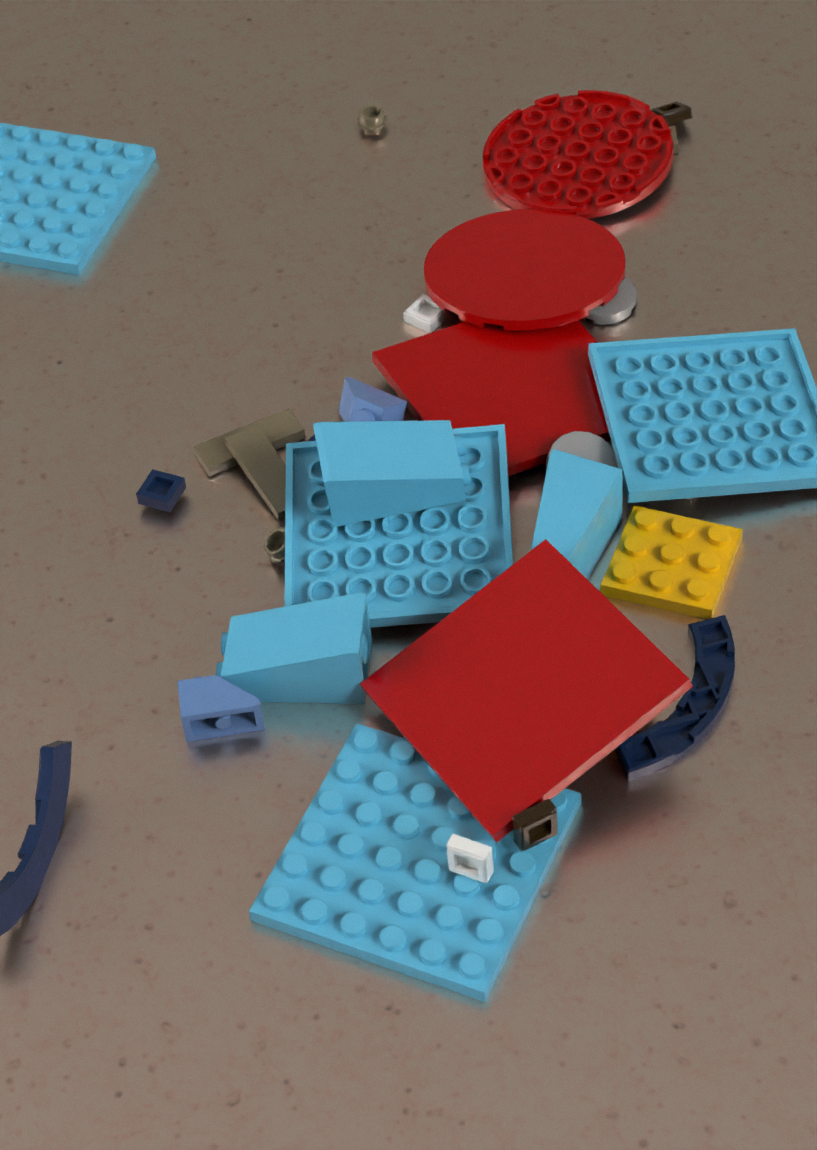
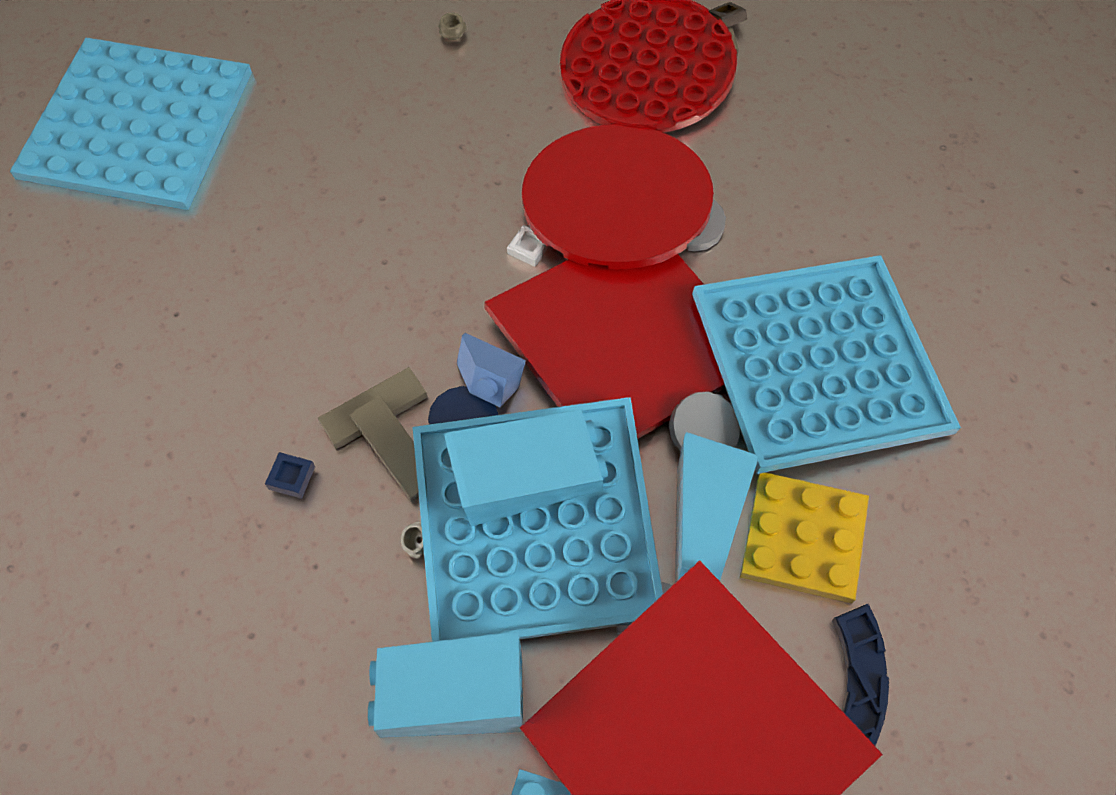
camera: 10 degrees left, 15 degrees up
(217, 708) = (368, 760): medium blue slope -> none

